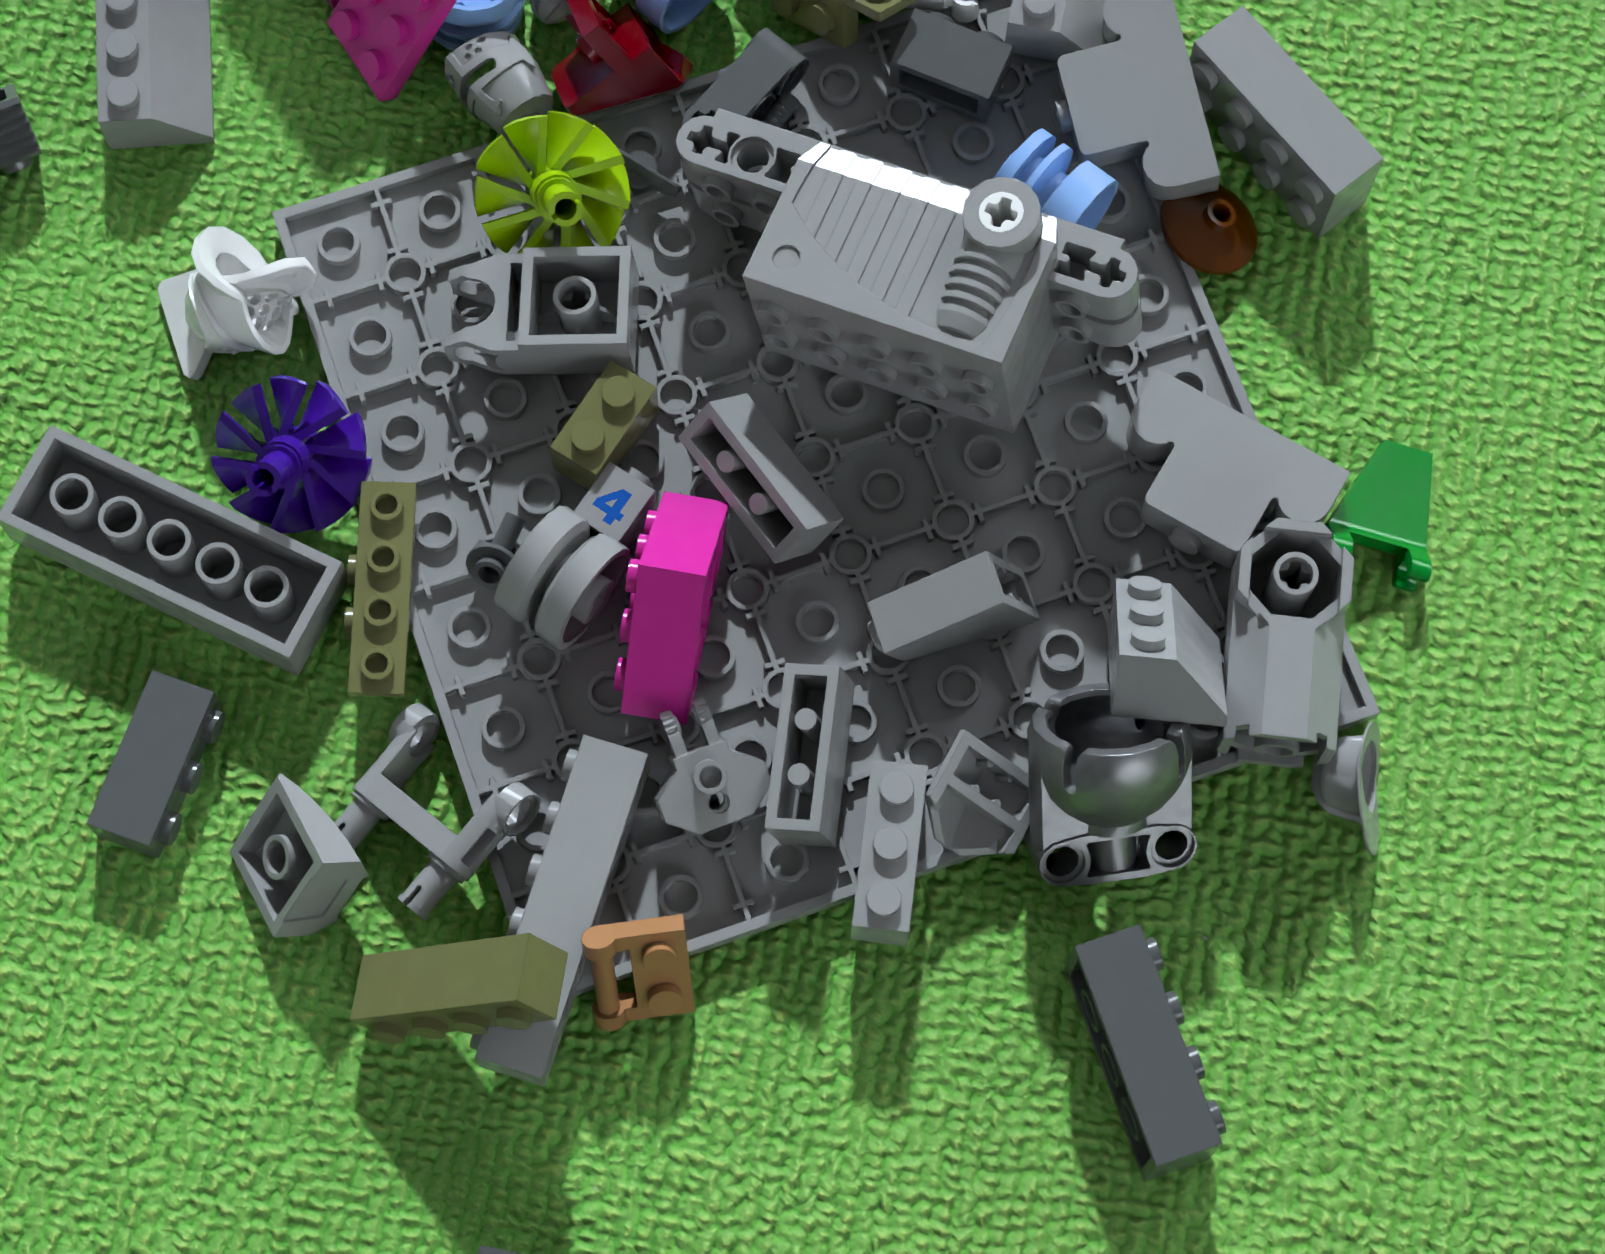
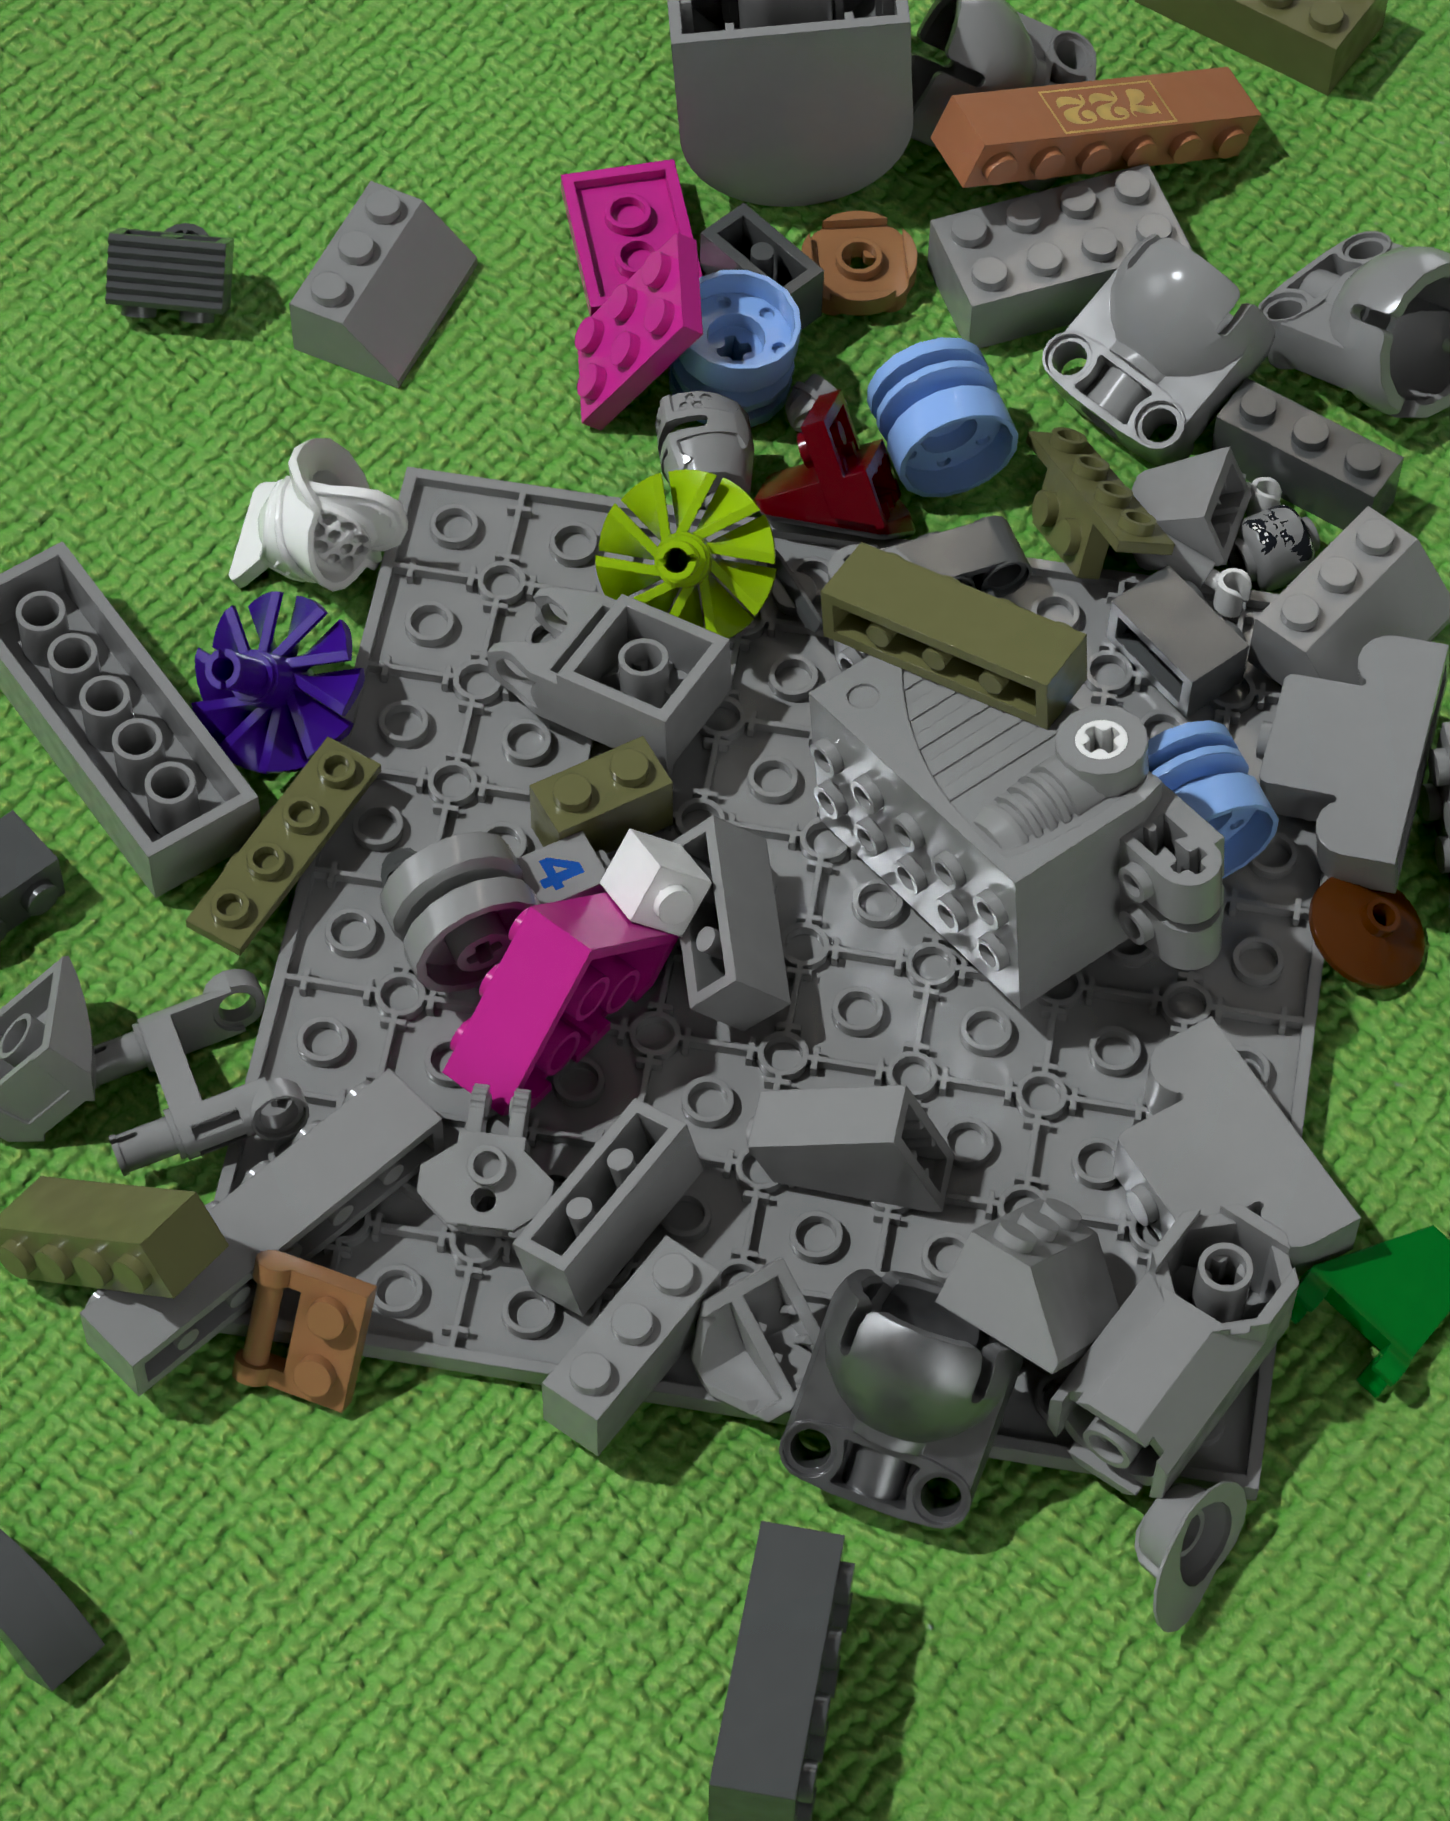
camera: 30 degrees right, 15 degrees down
(695, 478) = (655, 882): none -> white brick
(832, 174) = (954, 635): none -> olive brick

